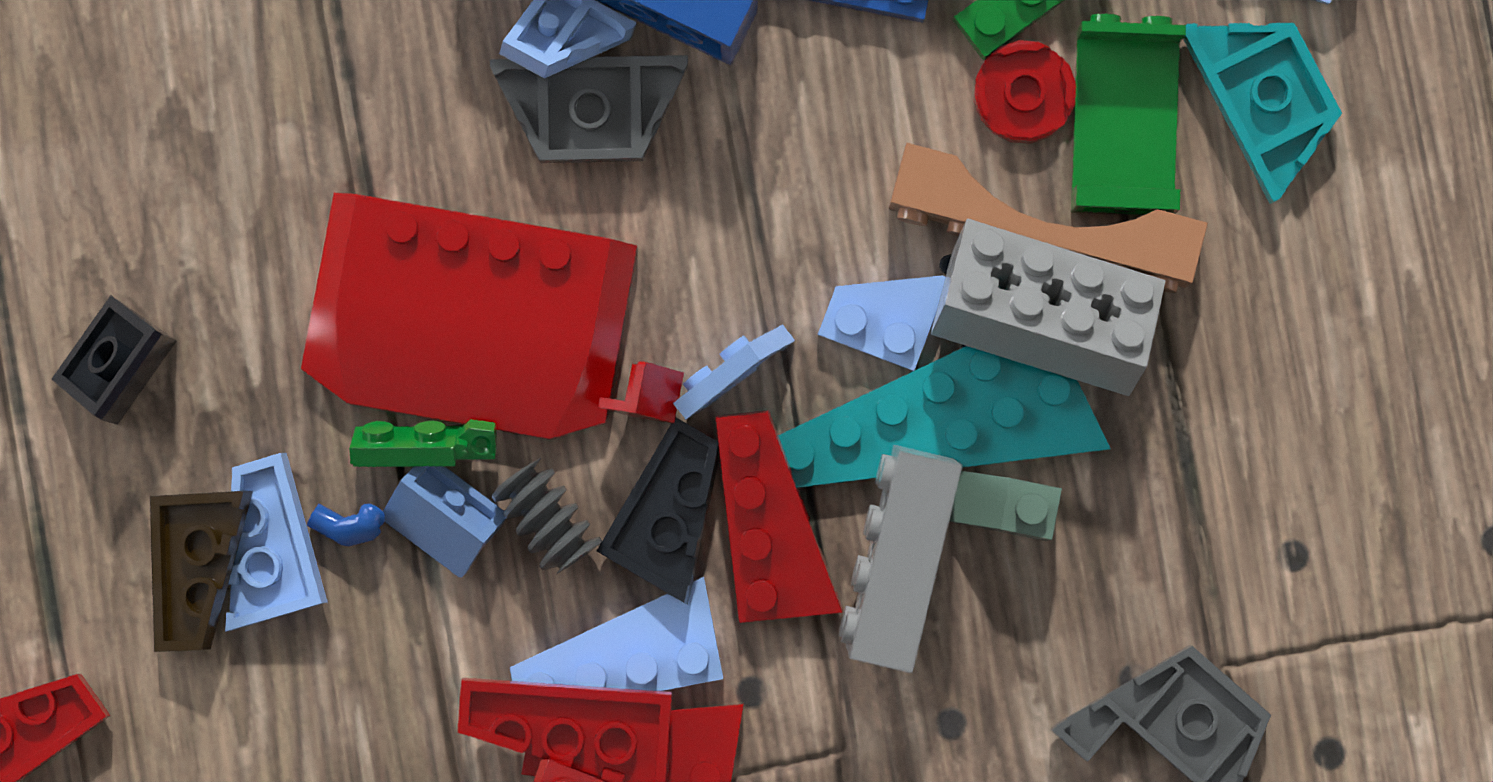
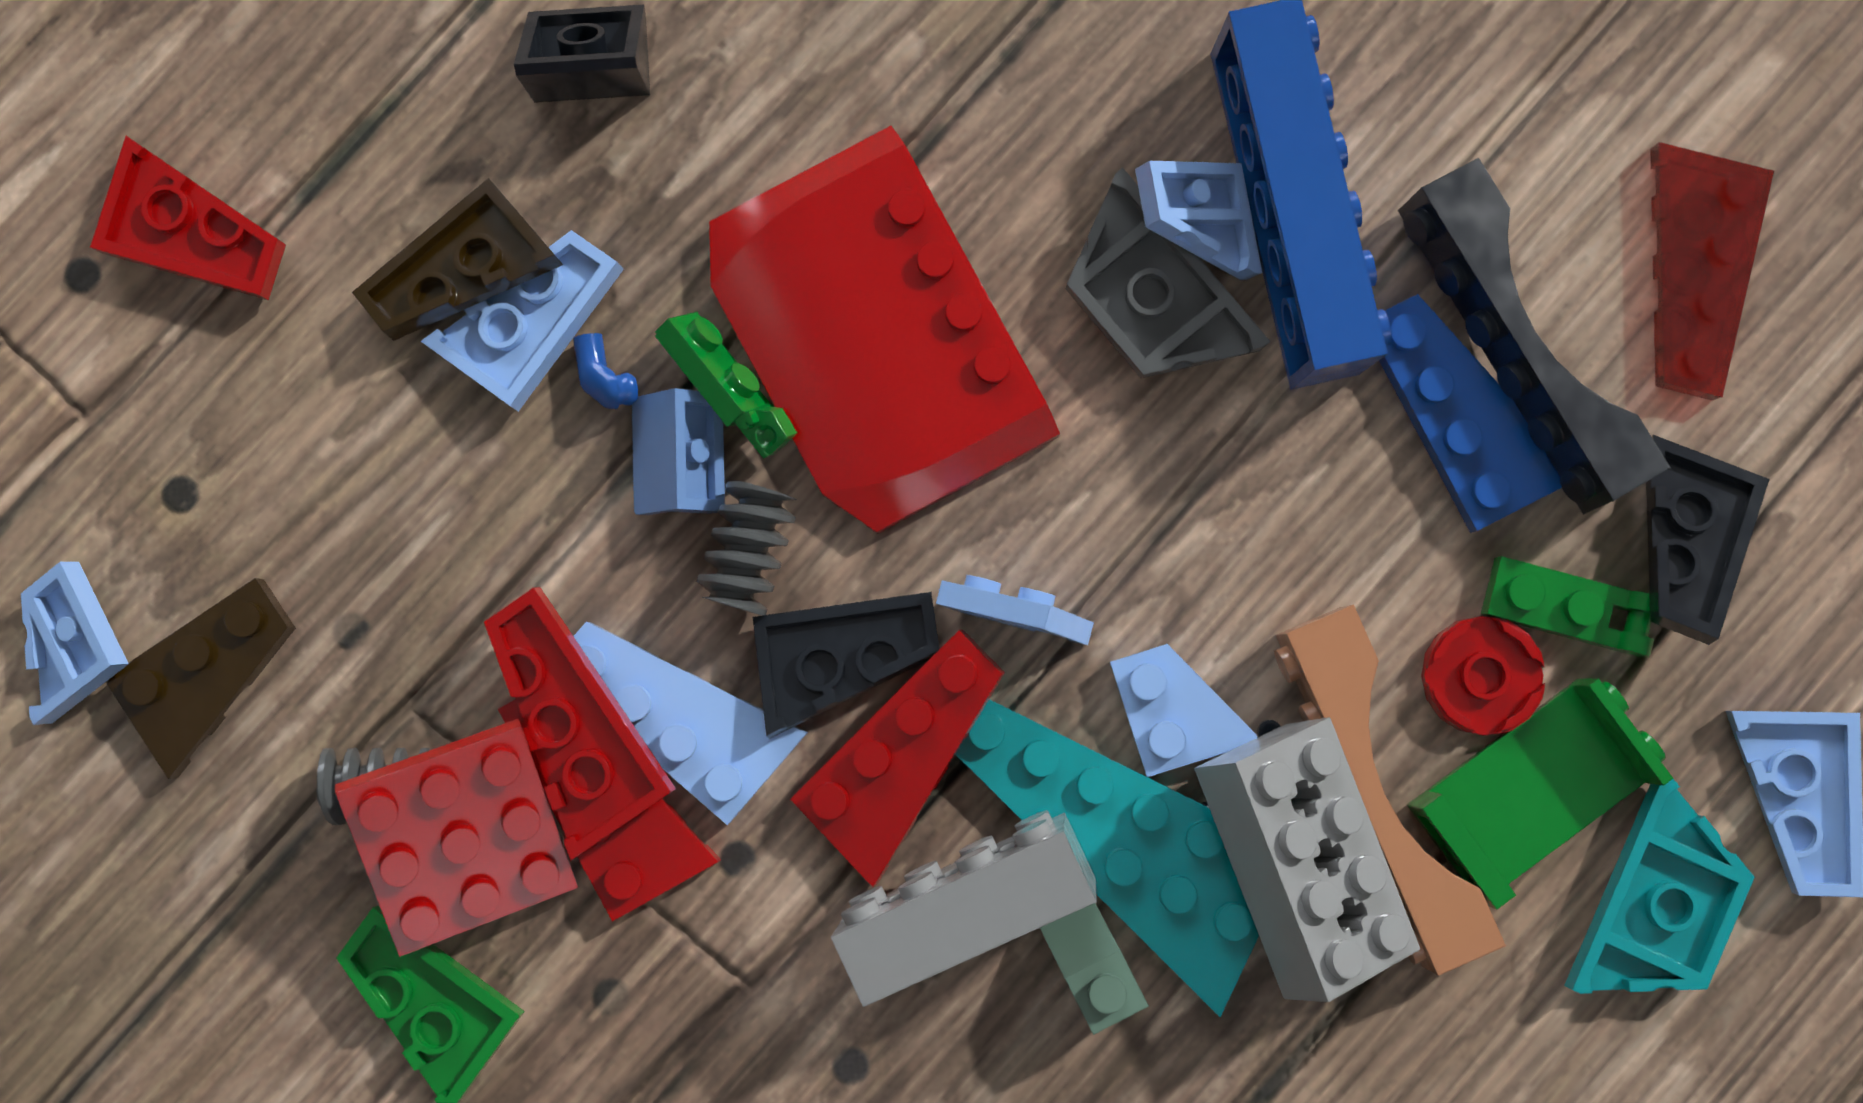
camera: 50 degrees right, 0 degrees up
(649, 393) = (934, 551): red panel -> none

